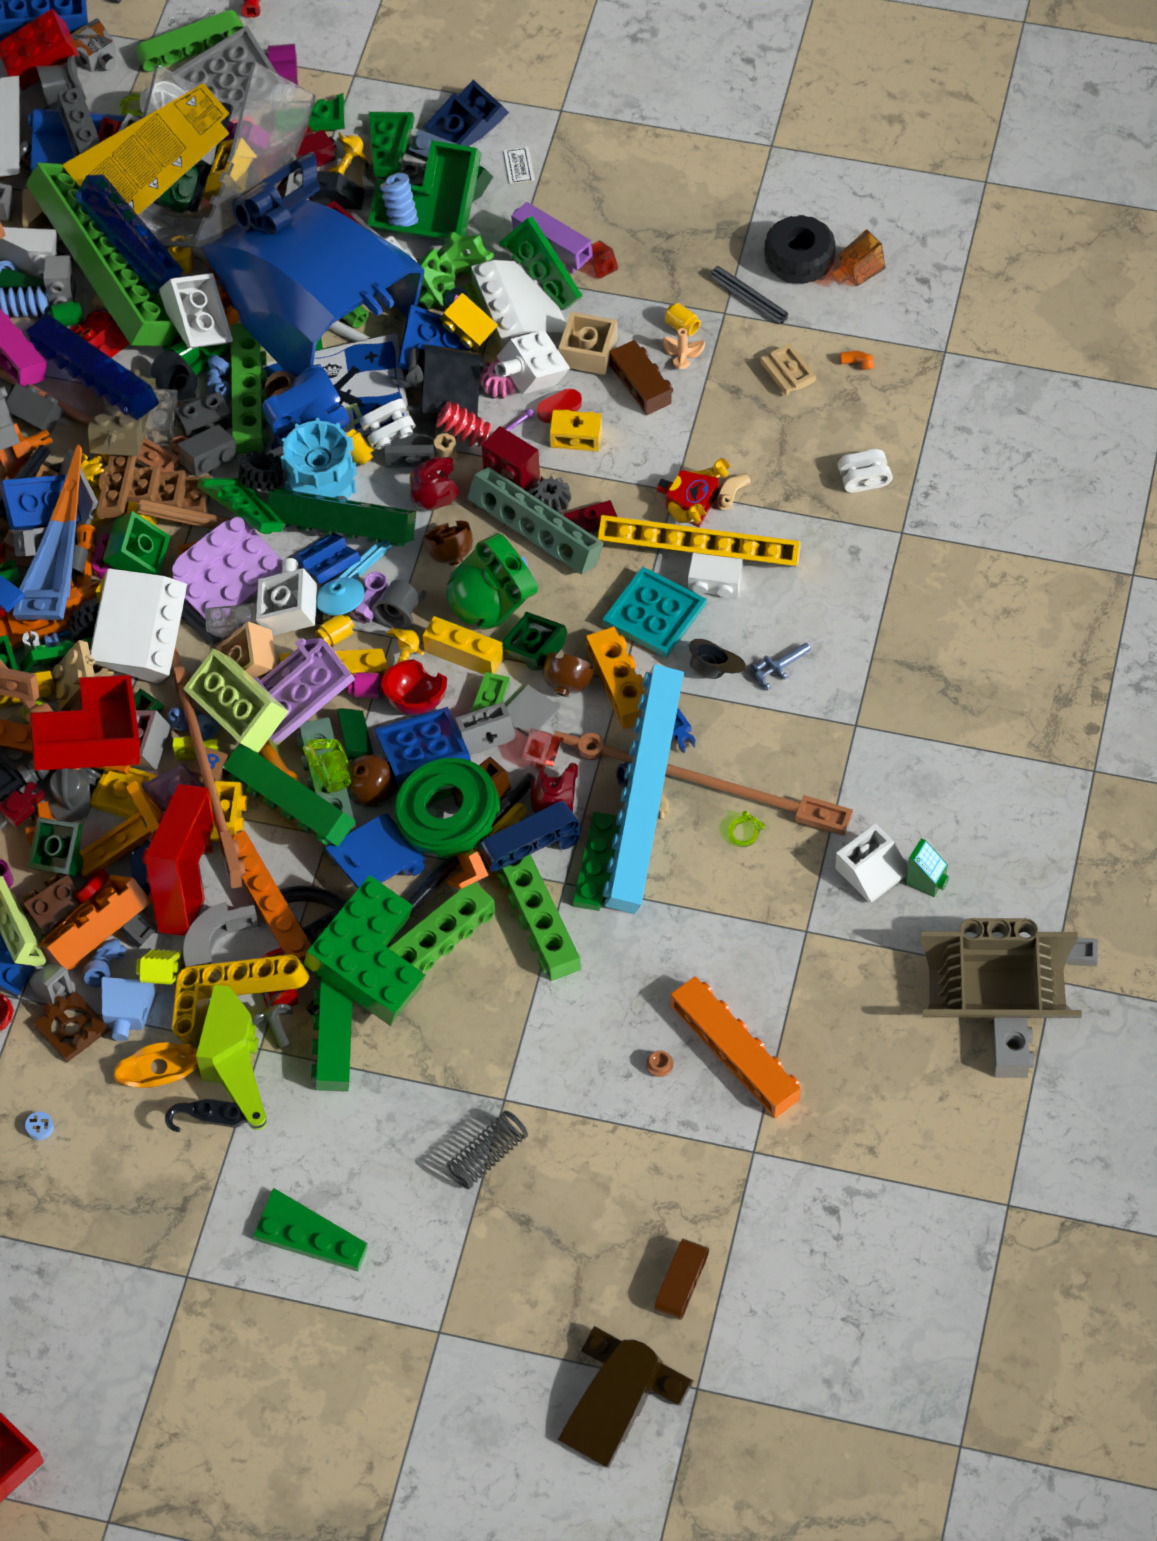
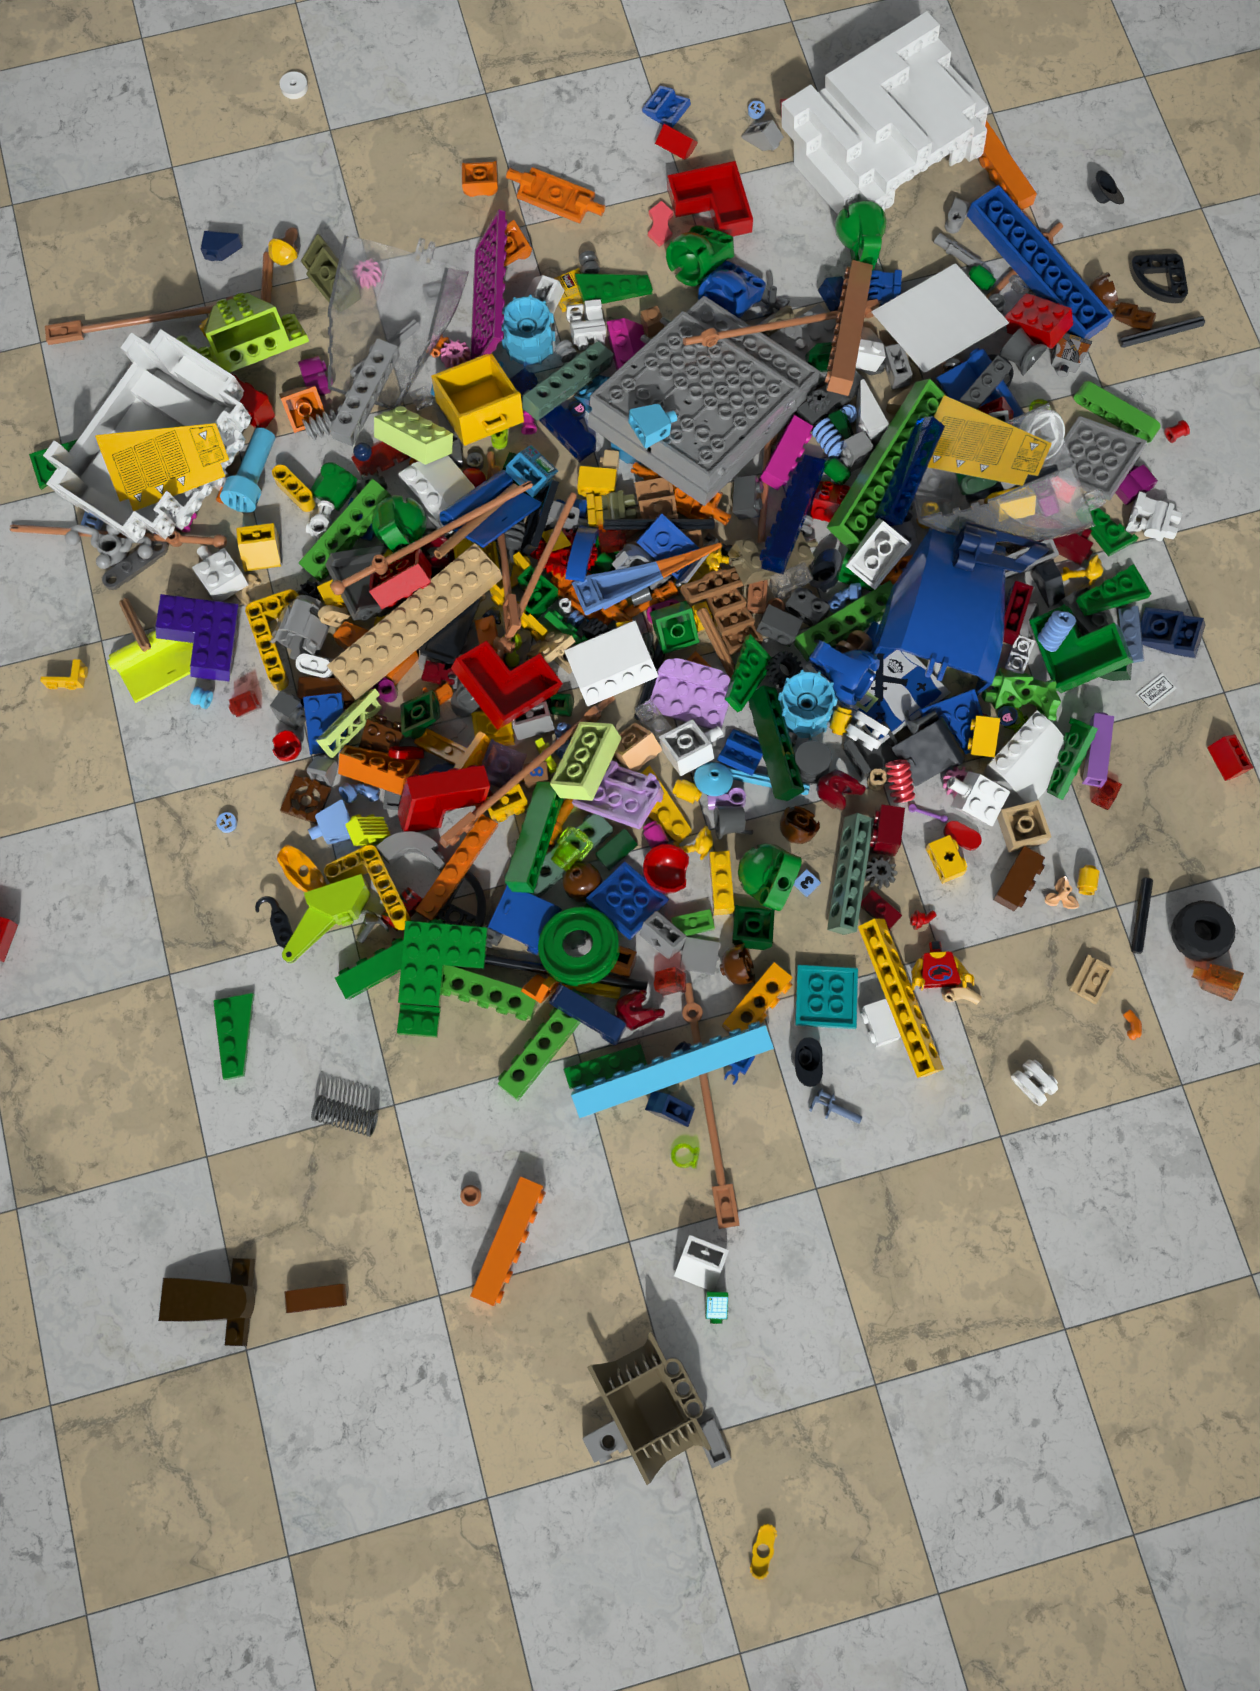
camera: 60 degrees right, 15 degrees up
(334, 67) = (1155, 518): none -> white hips
(386, 487) = (813, 761): none -> dark grey hat
(422, 1026) = (418, 1020): none -> green plate
(625, 485) = (919, 919): none -> red plate
(633, 138) = (1230, 757): none -> red brick
(683, 817) = (670, 1108): none -> dark blue slope

